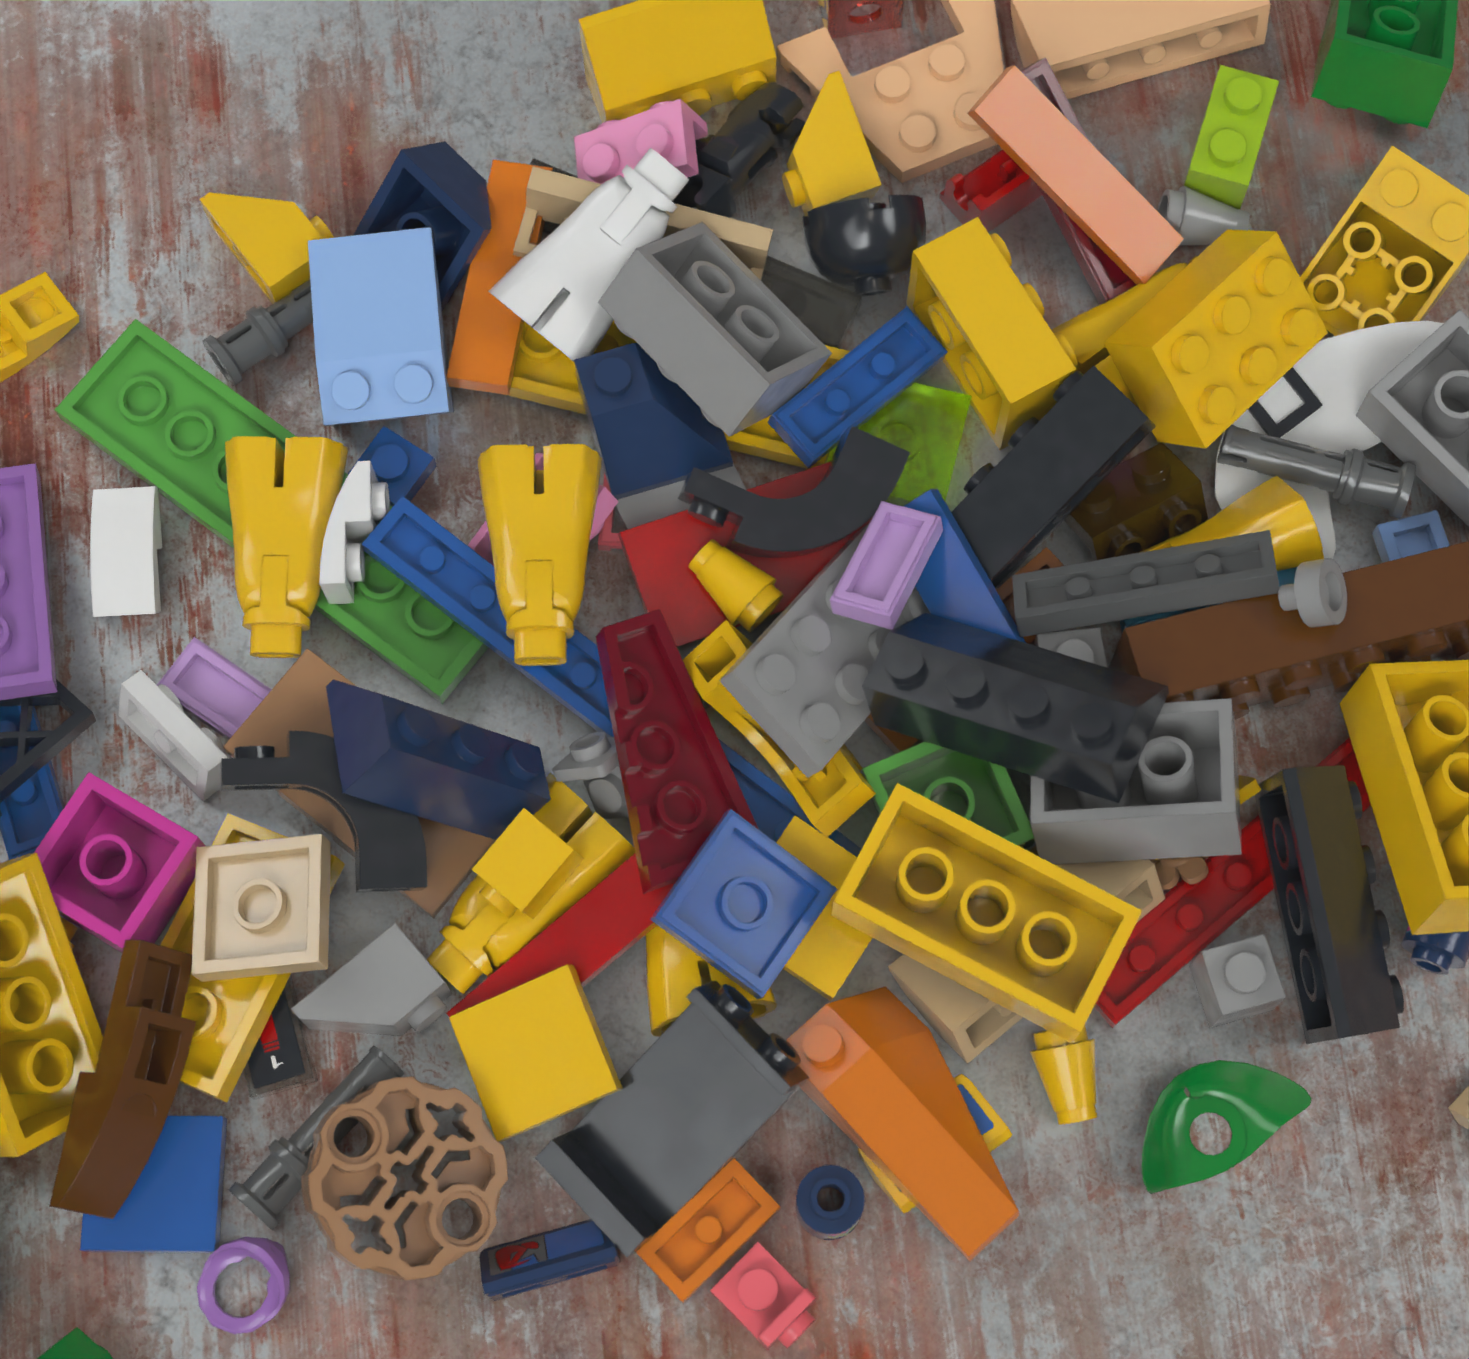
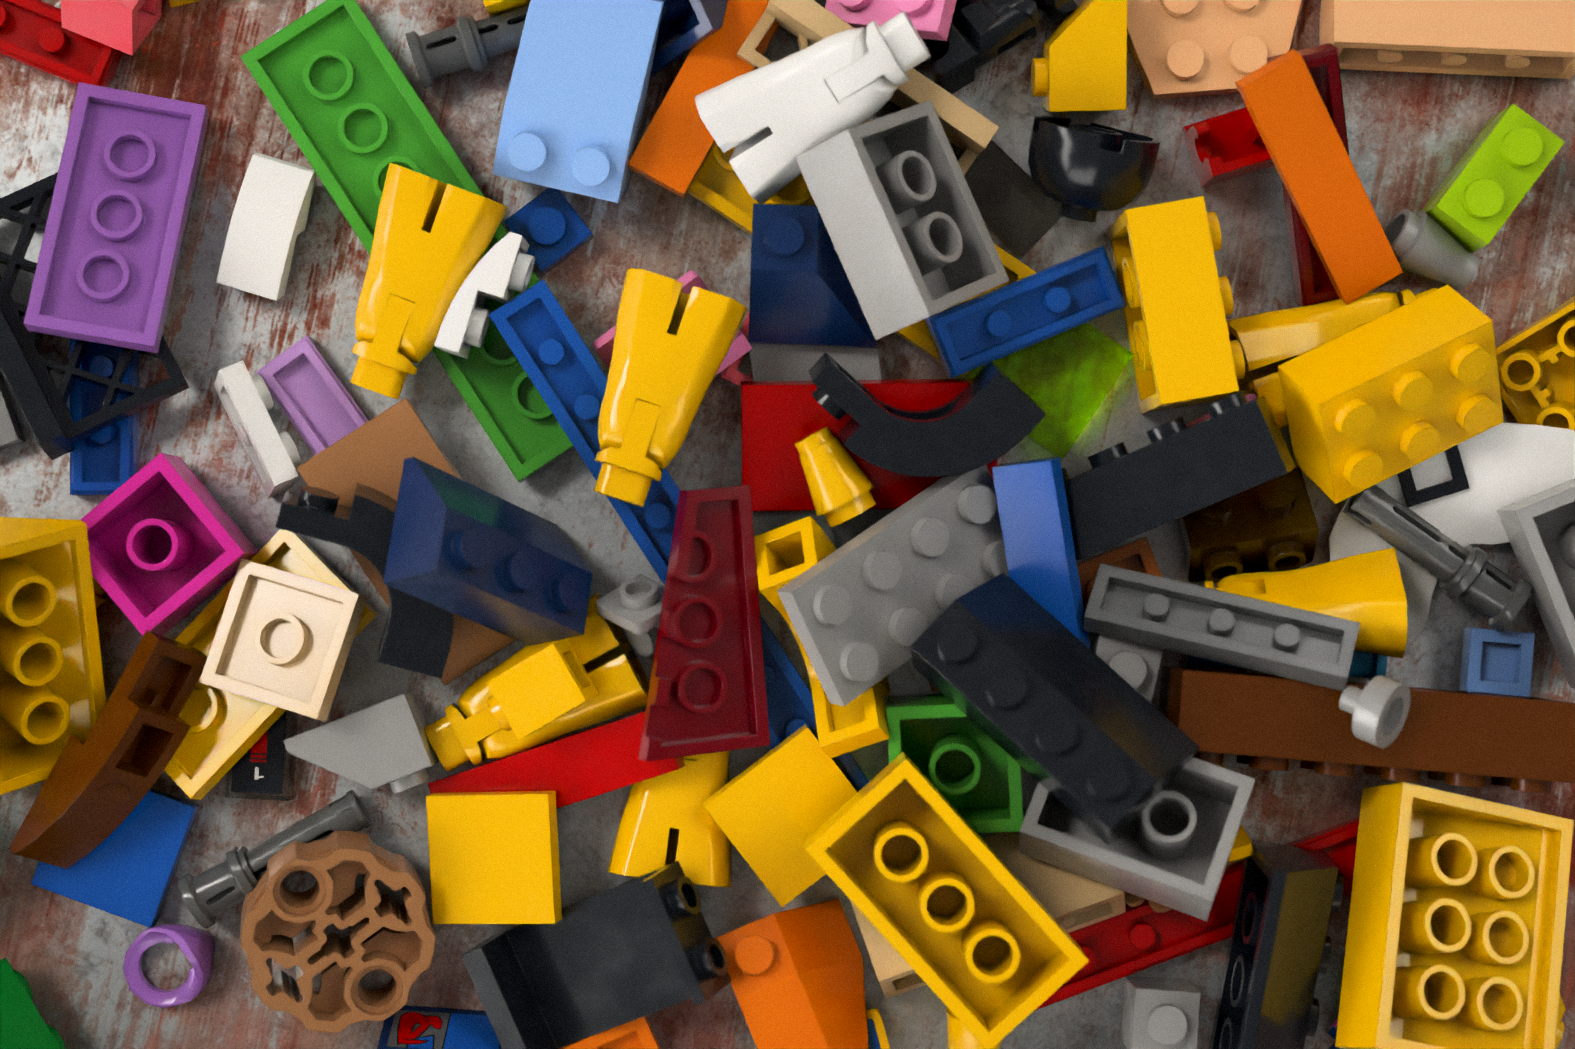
camera: 15 degrees right, 15 degrees up
(743, 904) = (727, 802): blue plate -> none
(886, 565) = (980, 524): lavender tile -> none

